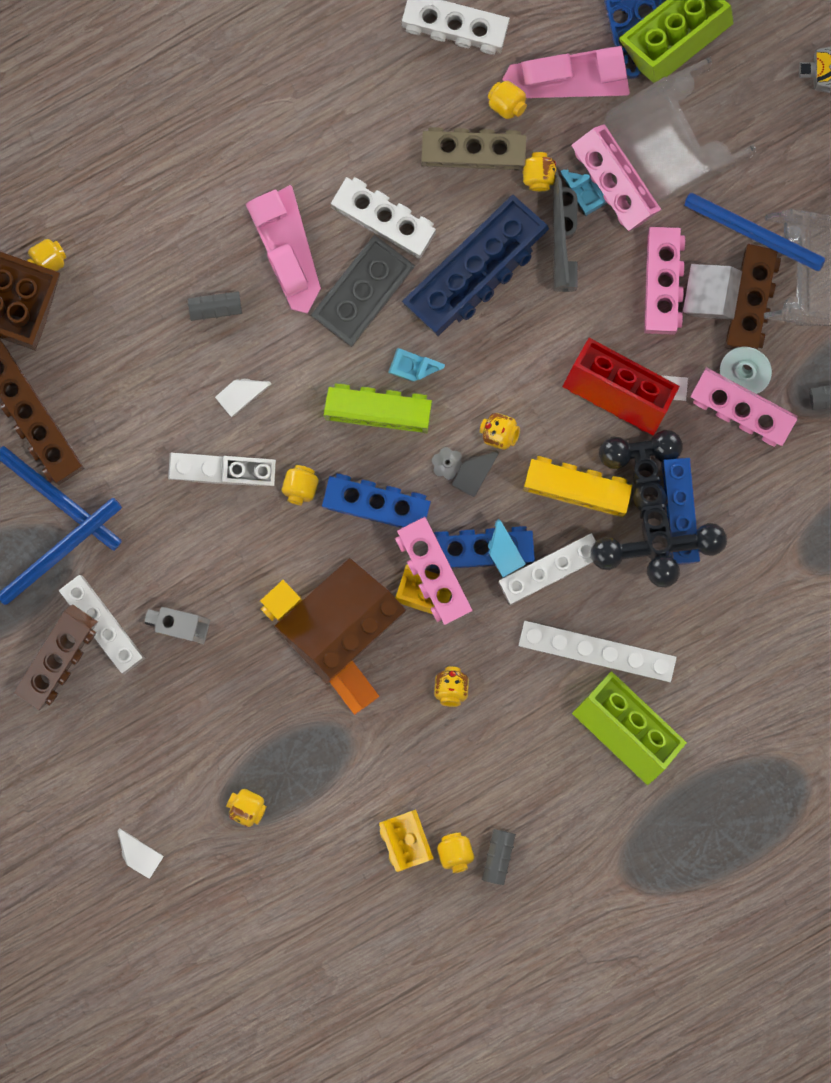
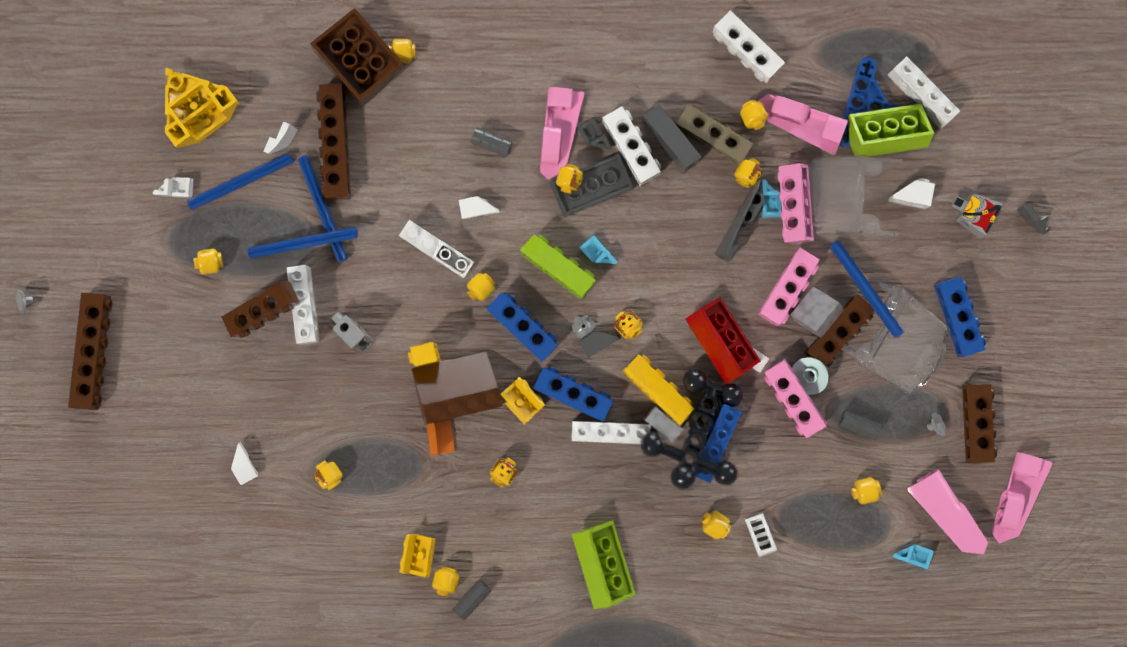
camera: 30 degrees right, 0 degrees up
(330, 230) = (592, 135): none -> dark grey slope
(332, 297) = (569, 178): none -> yellow head
(426, 183) = (671, 139): none -> dark grey slope
(458, 604) = (535, 423): bright pink brick -> none
(477, 266) = (673, 211): dark blue plate -> none
(504, 551) = (586, 404): medium azure slope -> none
(597, 651) = (611, 502): white plate -> none
(606, 524) = (663, 424): none -> flat silver piece
(734, 607) = (716, 525): none -> yellow head
(750, 87) = (916, 194): none -> white slope
(810, 606) = (757, 545): none -> white slope

